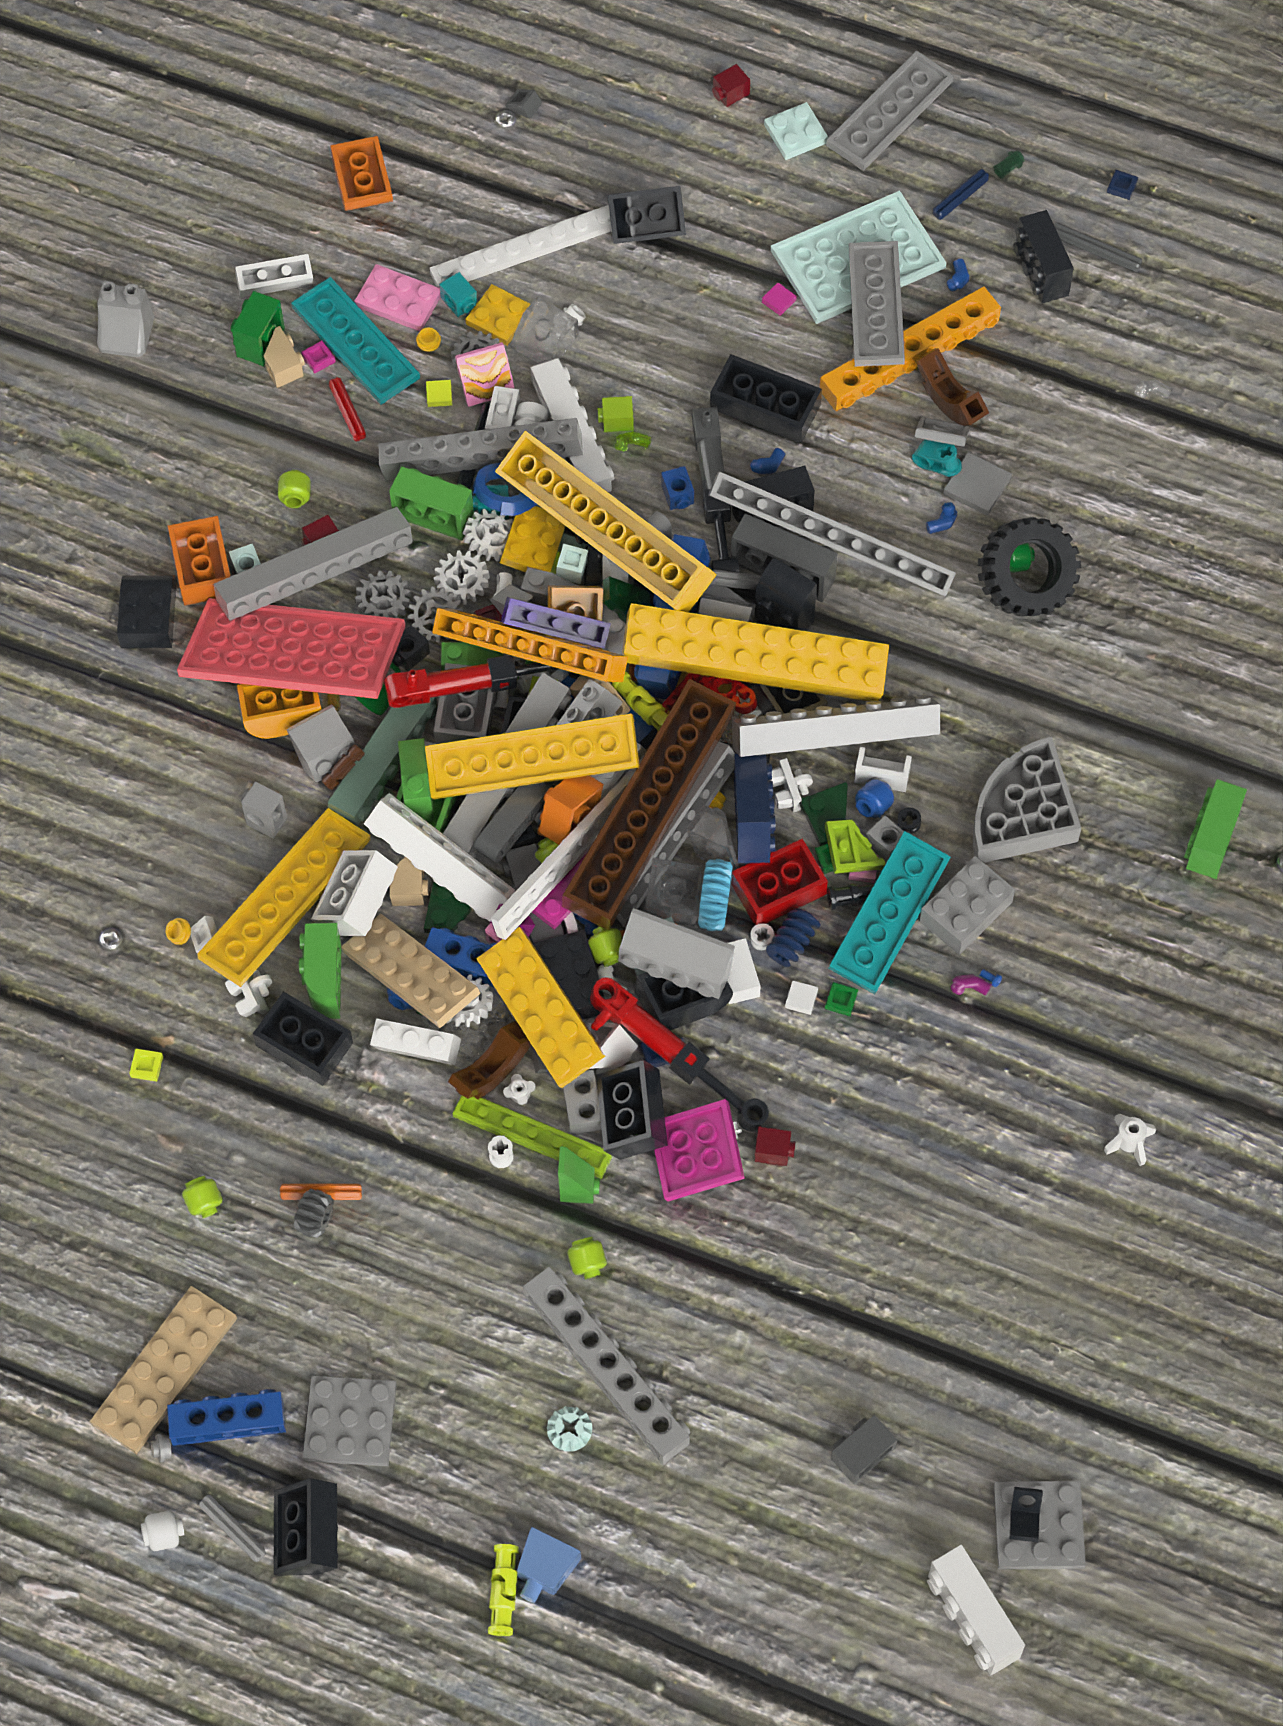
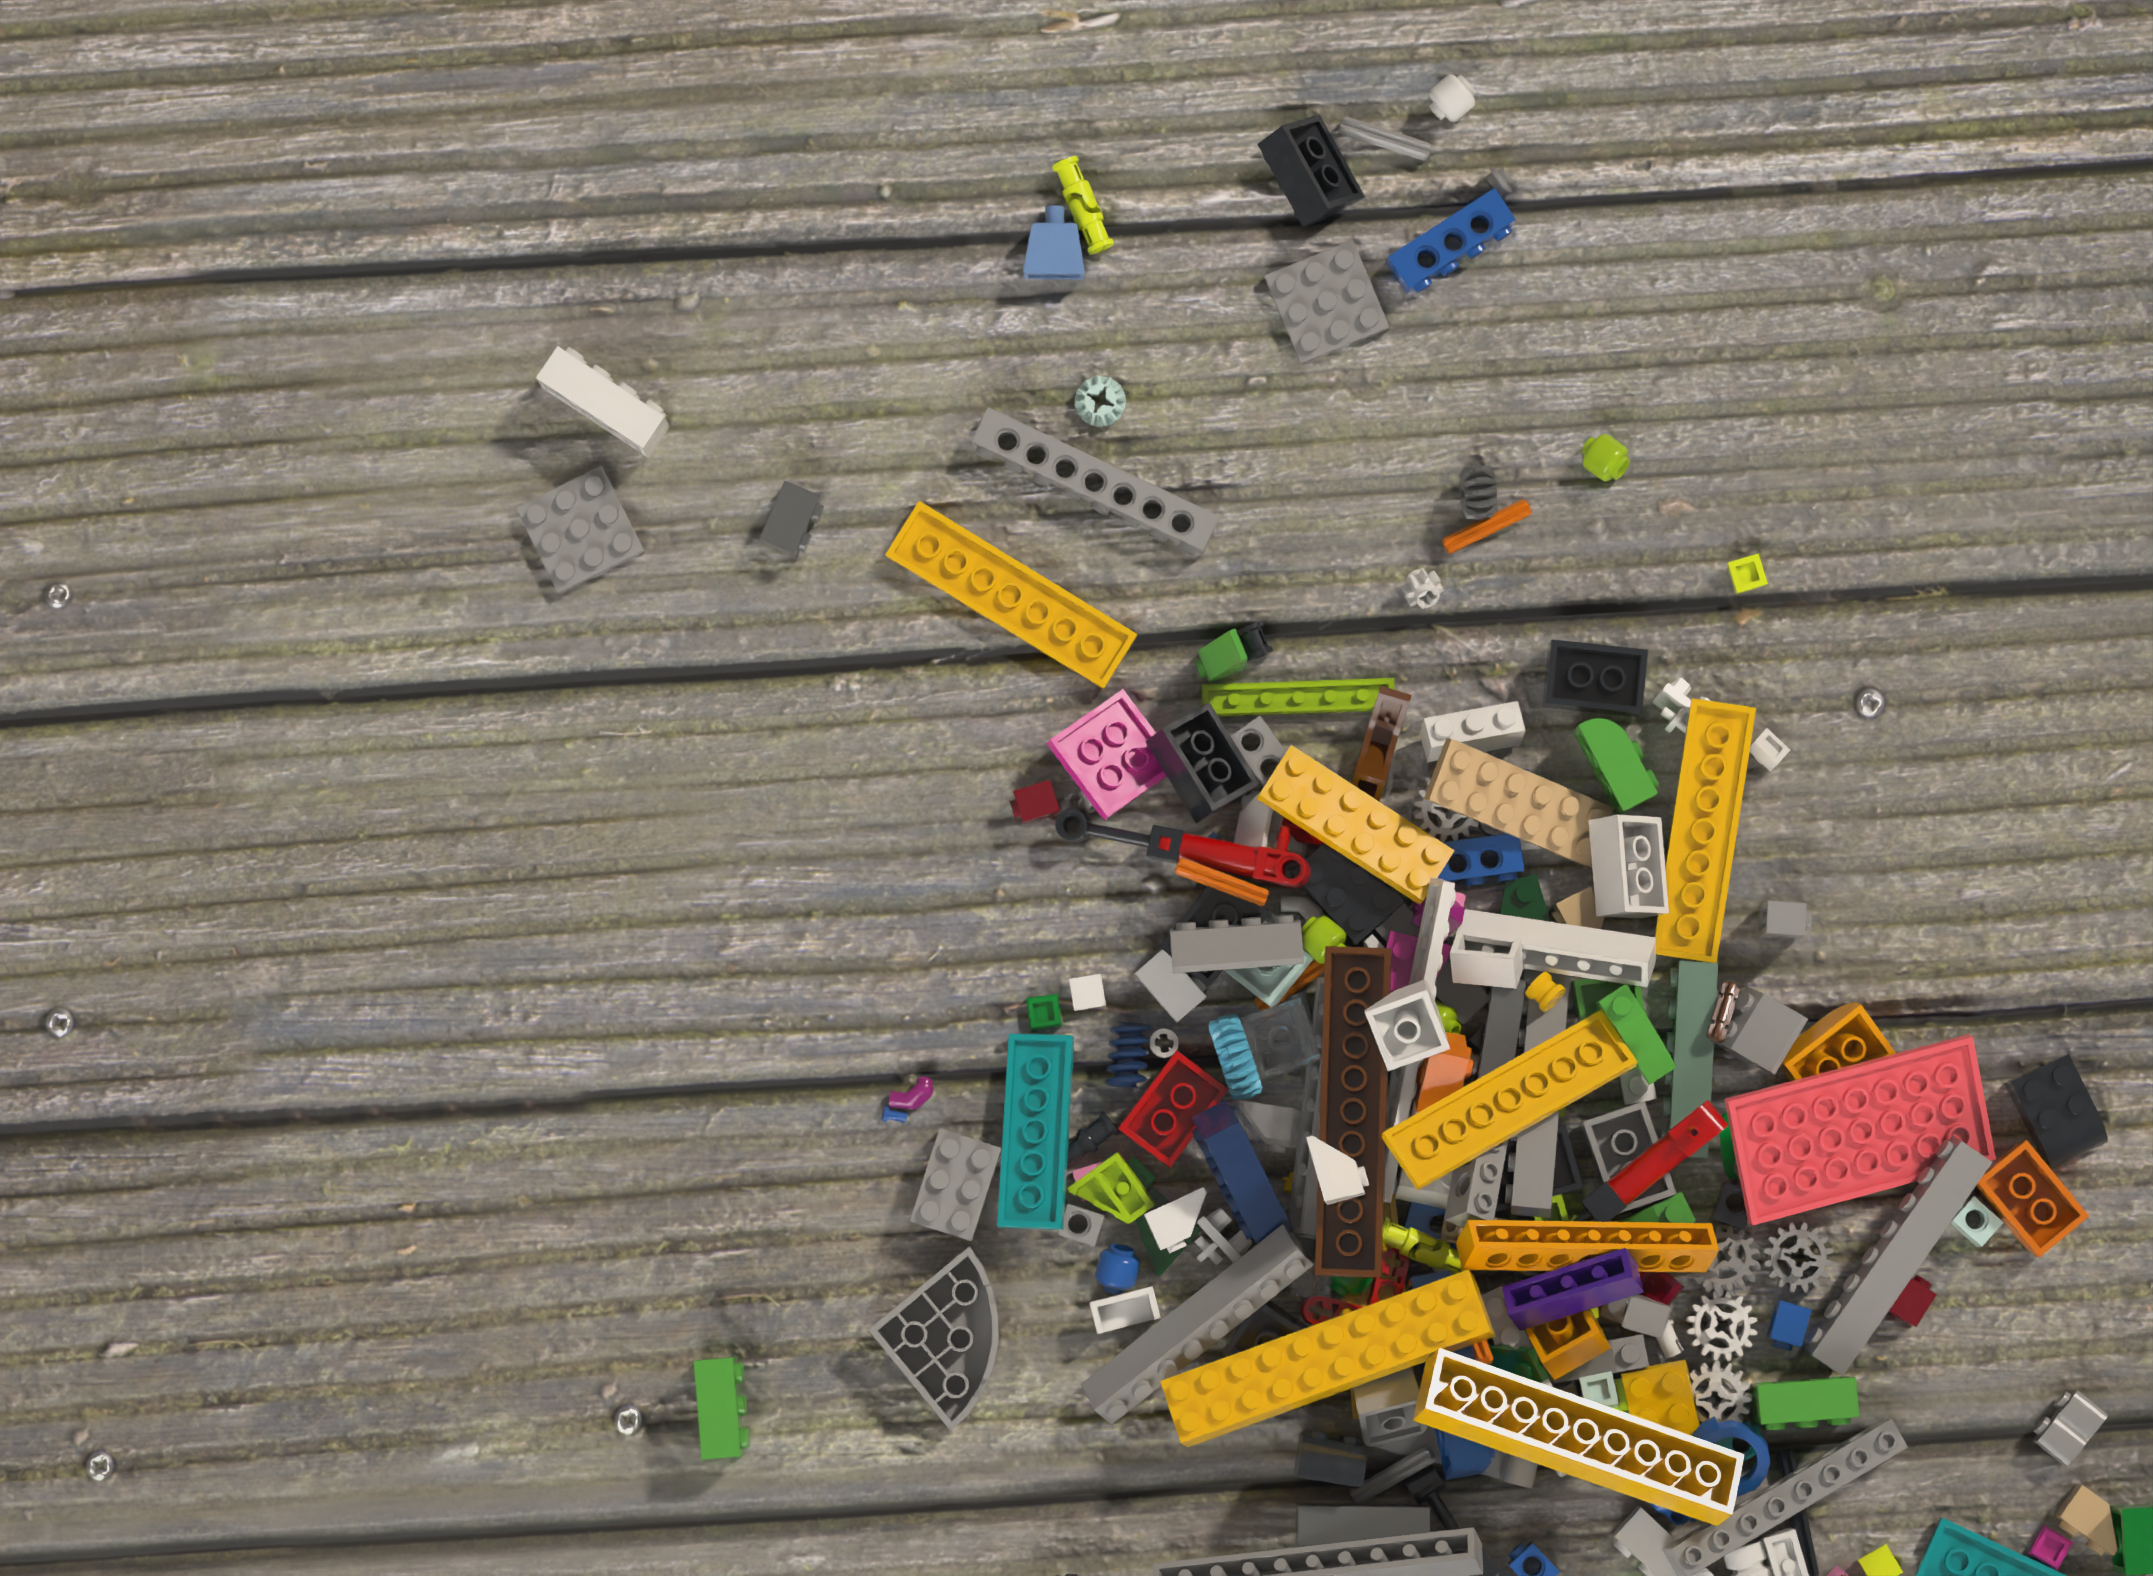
camera: 155 degrees right, 20 degrees up
(163, 1369) = (1544, 264): tan plate -> none
(178, 931) = (1799, 740): yellow plate -> none
(260, 416) = (2069, 1427): none -> light grey brick
(294, 488) = (1976, 1348): lime head -> none
(347, 409) = (1975, 1490): red axle -> none
(395, 1165) = (1422, 588): none -> white gear
(414, 559) = (1788, 1325): none -> blue brick
(464, 829) = (1545, 991): none -> yellow wheel
(497, 864) = (1486, 967): none -> white panel
(505, 1159) = (1318, 667): white bush -> none
(520, 1097) = (1330, 745): white plate -> none
(544, 1187) = (1254, 641): none -> black bush
(578, 833) = (1407, 1025): none -> white slope
(587, 1257) = (1171, 585): lime head -> none
(662, 1009) = (1221, 881): none -> orange axle
(684, 752) = (1336, 1172): none -> white slope
(716, 1311) = (1011, 595): none -> yellow plate
(814, 806) = (1175, 1220): none -> white slope
(915, 815) = (1078, 1267): black bush -> none
(1025, 1518) = (593, 517): black bracket -> none
(1131, 1137) = (671, 1000): white brick -> none

